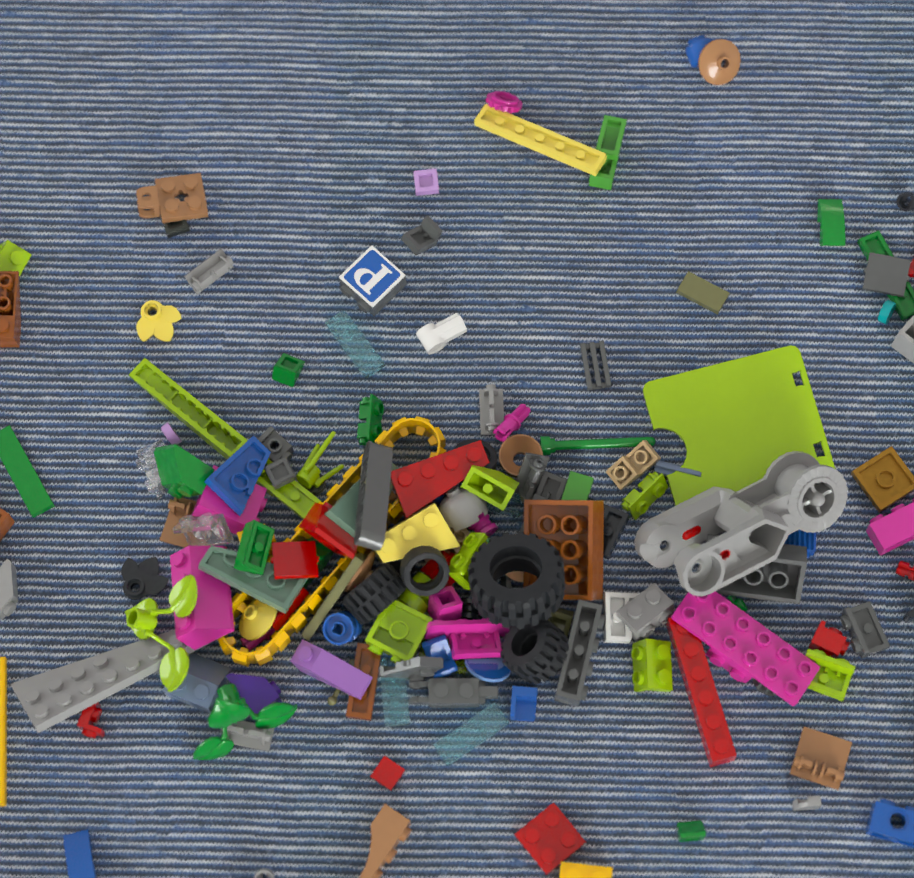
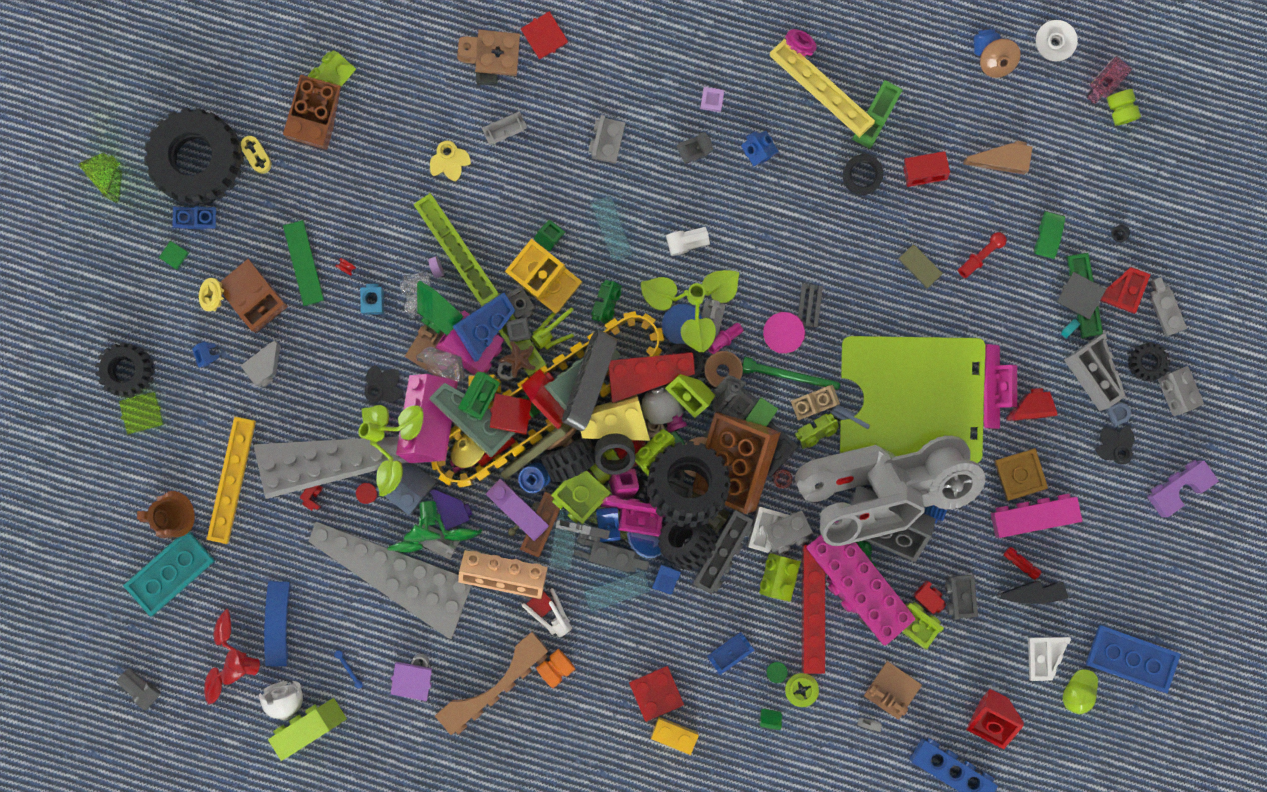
camera: 10 degrees right, 15 degrees up
(69, 461) = (345, 266): none -> red bush
(112, 497) = (372, 309): none -> dark azure brick
(153, 703) = (366, 493): none -> red tile
(227, 169) = (544, 35): none -> red piece
(240, 792) = (416, 585): none -> light grey wing
(279, 516) = (500, 370): none -> light grey bush
(288, 502) = (518, 359): none -> reddish brown animal
(293, 409) = (543, 276): none -> yellow bracket
(325, 254) = (607, 140): none -> light grey bracket
(334, 748) = (502, 574): none -> light nougat brick
(372, 281) = (641, 177): piece -> none
(416, 788) = (560, 624): none -> white plant
(424, 839) = (554, 669): none -> orange wheel
(461, 421) = (674, 319): none -> blue tile
(479, 422) = (695, 333): none -> lime plant
(491, 217) = (759, 147): none -> blue brick
(576, 399) = (784, 332): none -> dark pink tile
(611, 198) = (863, 158): none -> black tyre
(622, 767) = (730, 653): none -> blue hinge
(624, 549) = (788, 481): none -> clear red bush
(677, 192) = (926, 169): none -> red hinge
(681, 775) = (776, 672): none -> green piece
(717, 775) = (811, 693): none -> lime gear
(760, 158) = (1007, 158): none -> medium nougat slope
(772, 22) = (1063, 34): none -> white dish
(778, 245) = (997, 241): none -> red pin
(830, 393) = (999, 386): none -> dark pink bracket
(840, 51) = (1114, 74): none -> clear pink torso
(865, 75) = (1123, 107): none -> lime wheel
(876, 402) = (1033, 406): none -> red slope

